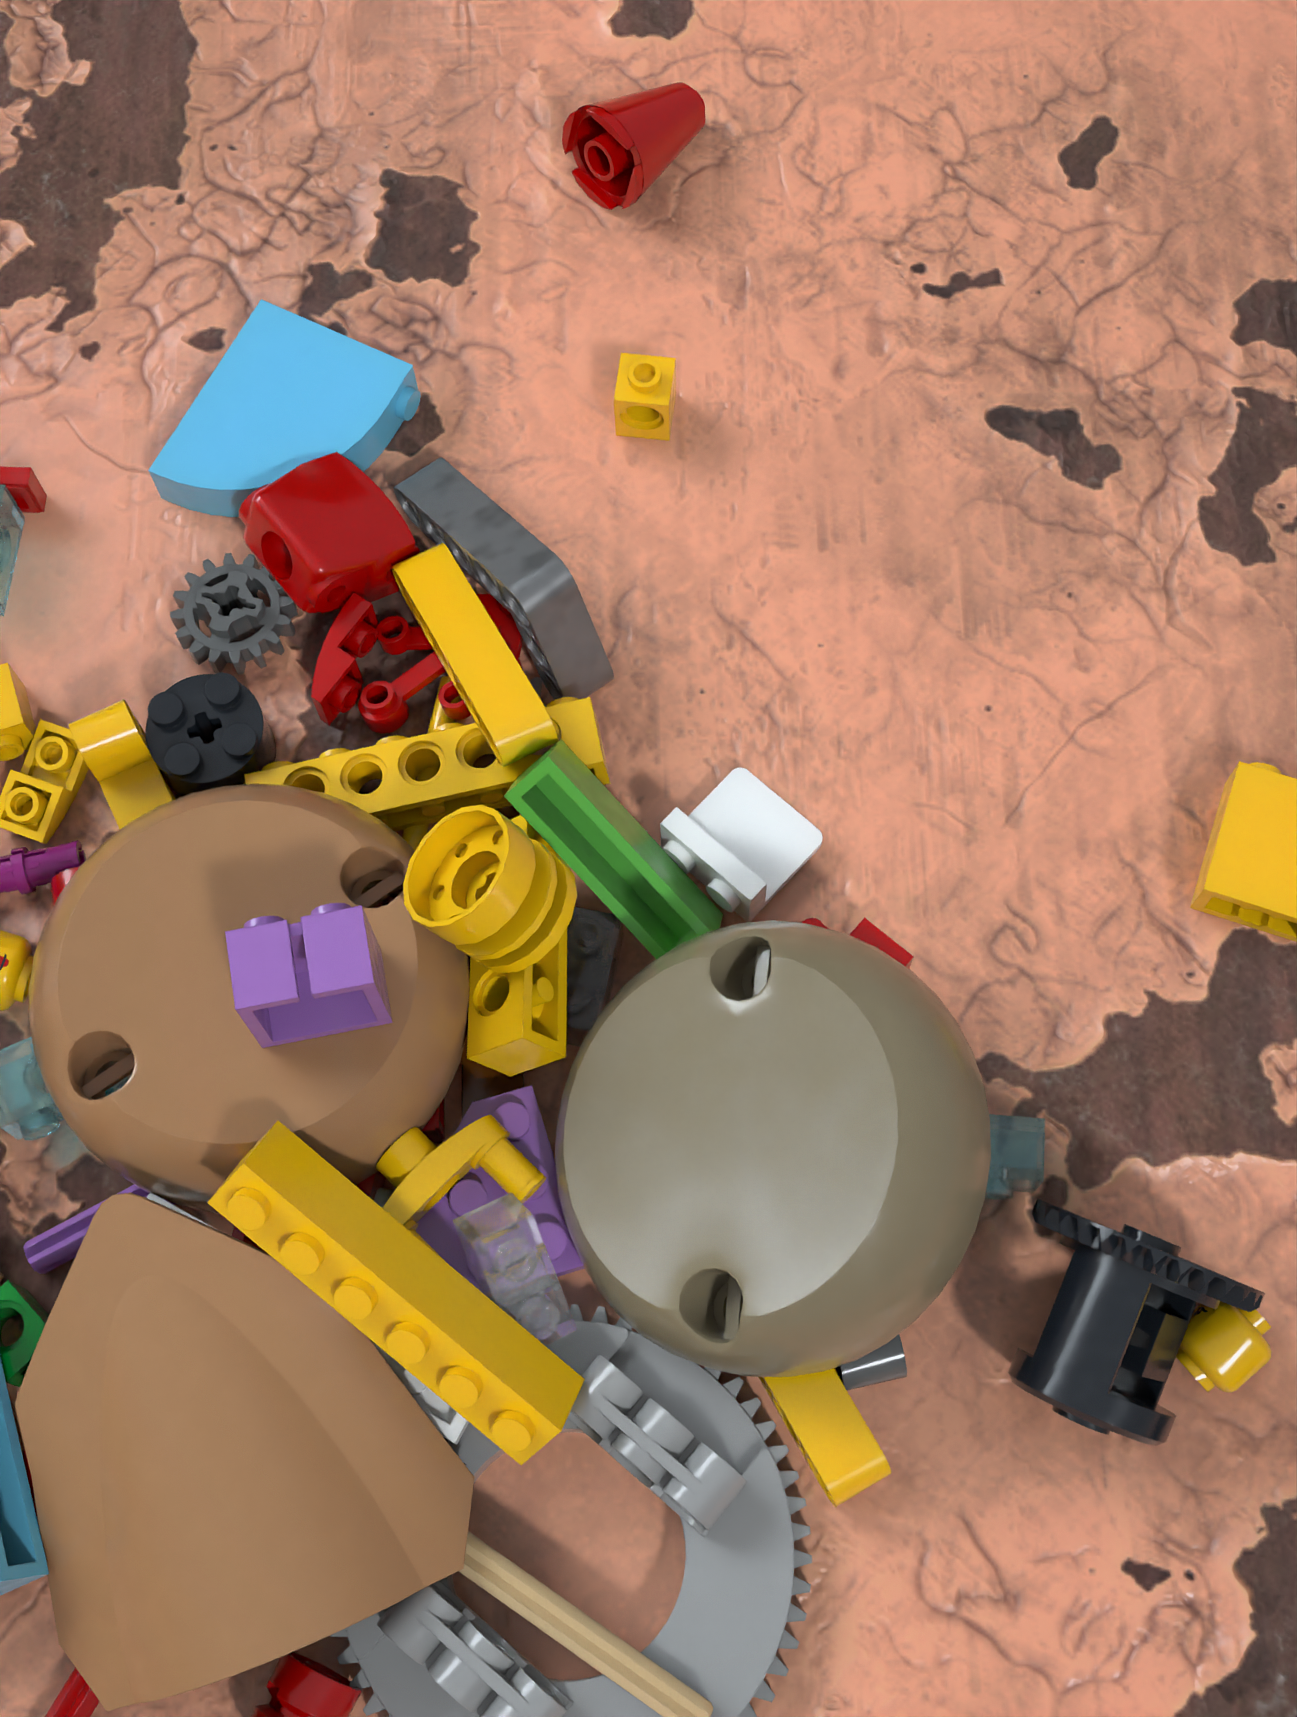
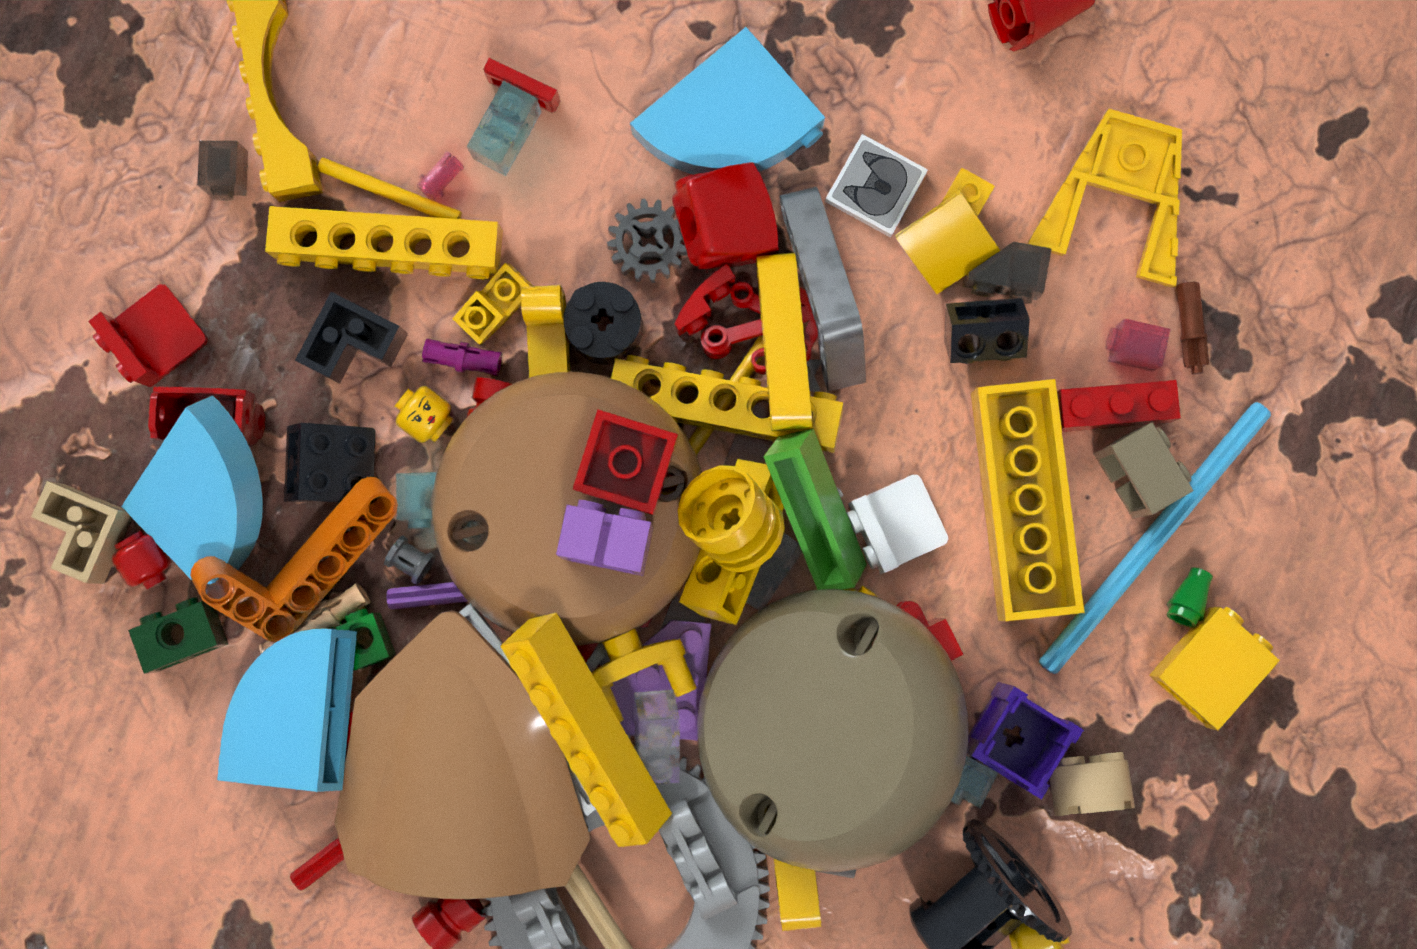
camera: 25 degrees right, 15 degrees up
(20, 1187) = (409, 560): none -> flat silver bush
(296, 850) = (625, 462): none -> red brick
(520, 432) = (876, 185): none -> tile
(646, 453) = (947, 242): none -> yellow slope
(745, 529) = (986, 327): none -> black brick
(748, 463) = (1014, 271): none -> clear smoke slope
(847, 274) = (1132, 160): none -> yellow wing
(908, 736) = (1027, 500): none -> yellow brick
(959, 485) = (1137, 344): none -> clear pink brick
(966, 570) = (1118, 405): none -> red brick
(1025, 448) = (1192, 327): none -> copper piece
(1044, 605) = (1151, 468): none -> dark tan piece
(1078, 1031) = (1042, 742): none -> dark purple container
(1102, 729) = (1154, 539): none -> medium azure axle
(1185, 1080) = (1091, 786): none -> tan brick
(1193, 778) = (1190, 599): none -> green cone

